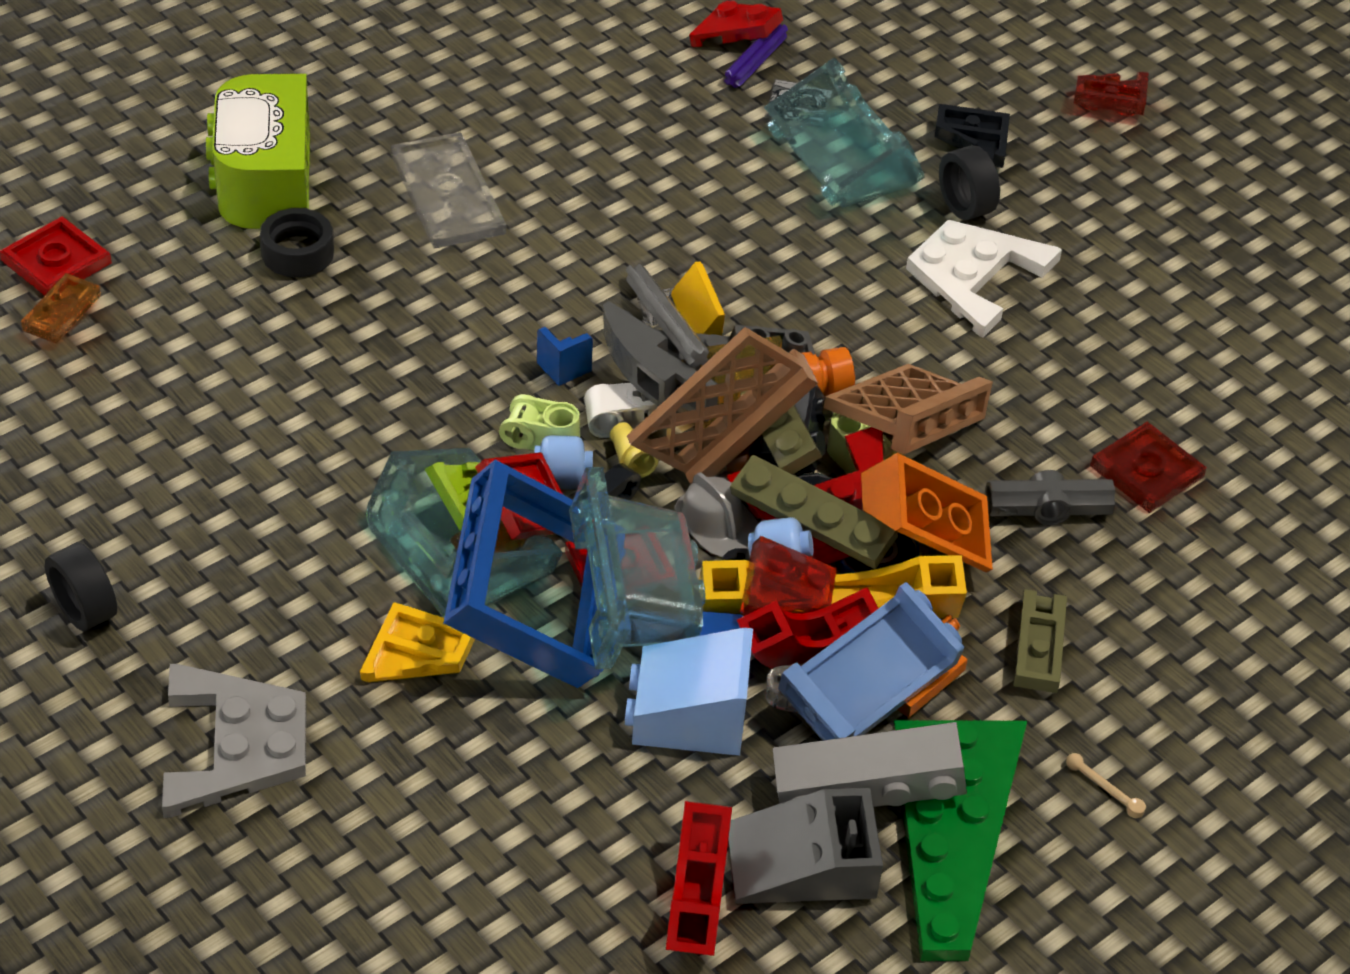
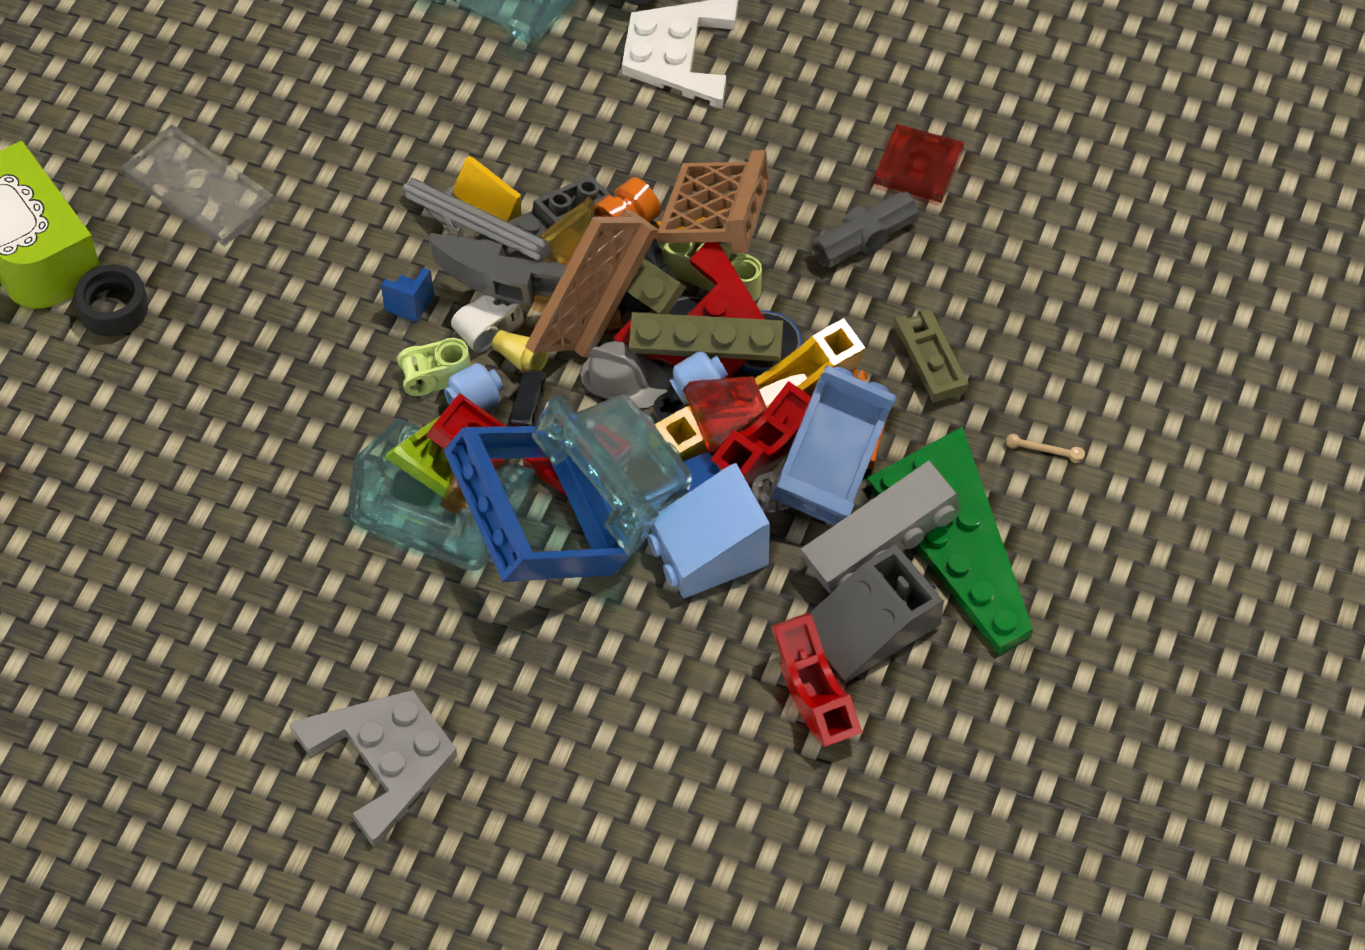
camera: 25 degrees left, 10 degrees up
(80, 586) = (176, 698): black tyre -> none
(415, 646) = (470, 606): yellow wing -> none
(929, 508) = (795, 292): orange slope -> none

